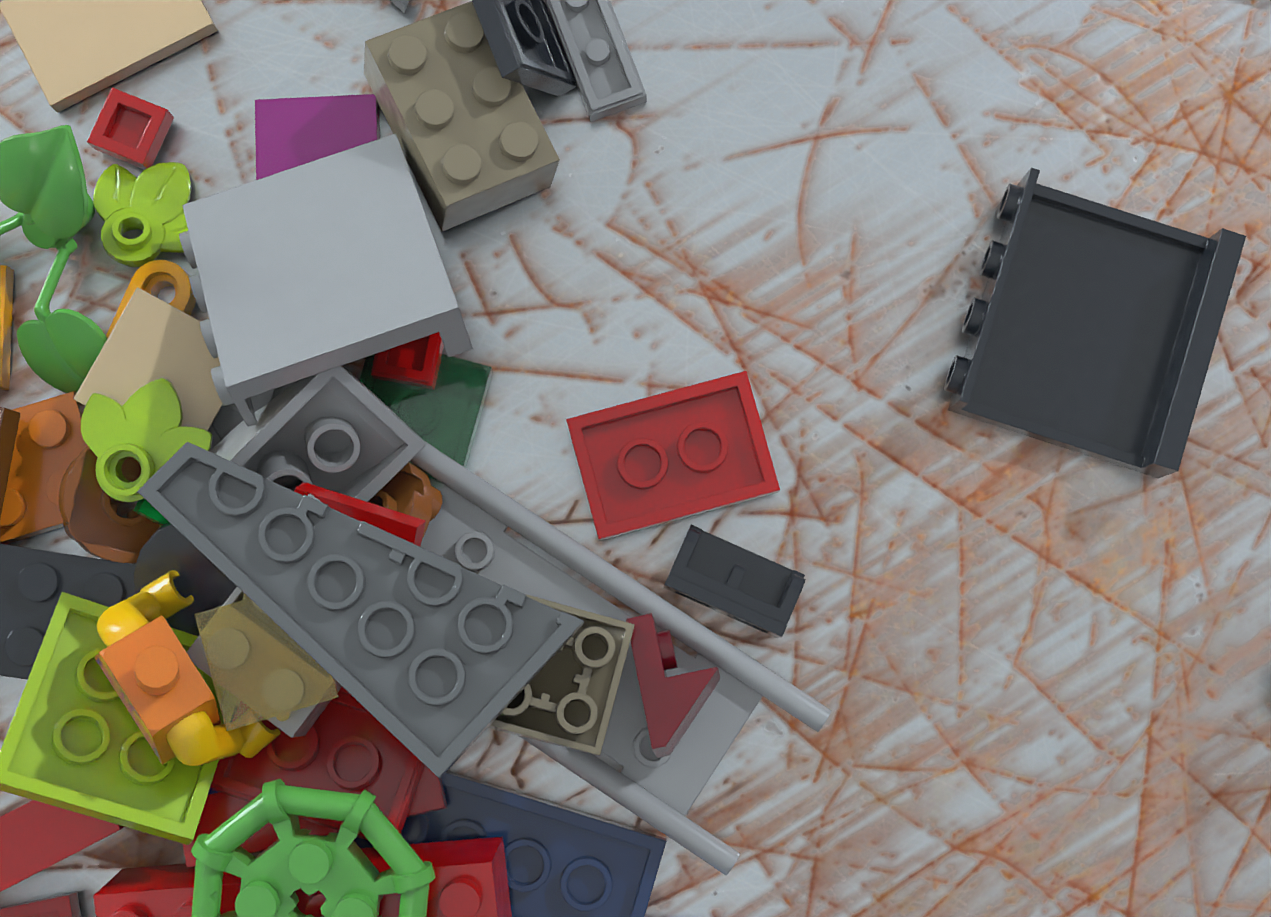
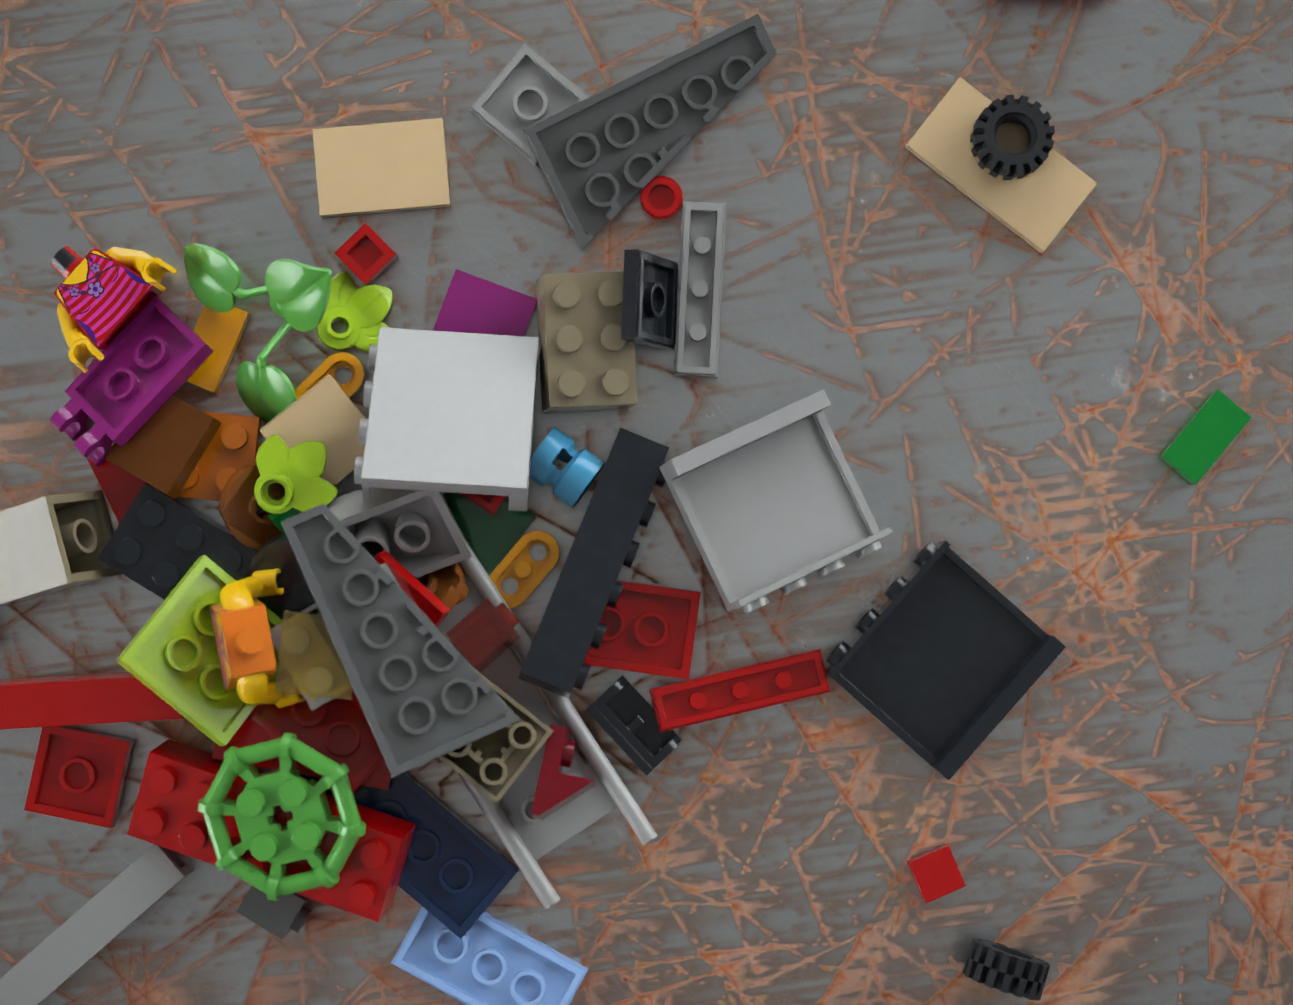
camera: 25 degrees right, 5 degrees up
(487, 532) = (485, 633): none -> clear red brick
(504, 442) = (524, 569): none -> light orange plate
(520, 279) = (575, 478): none -> dark azure wheel
(593, 391) = (593, 565): none -> black brick
(785, 217) = (772, 504): none -> light grey panel
(850, 478) = (739, 690): none -> red tile
(1210, 605) = (936, 873): none -> red tile

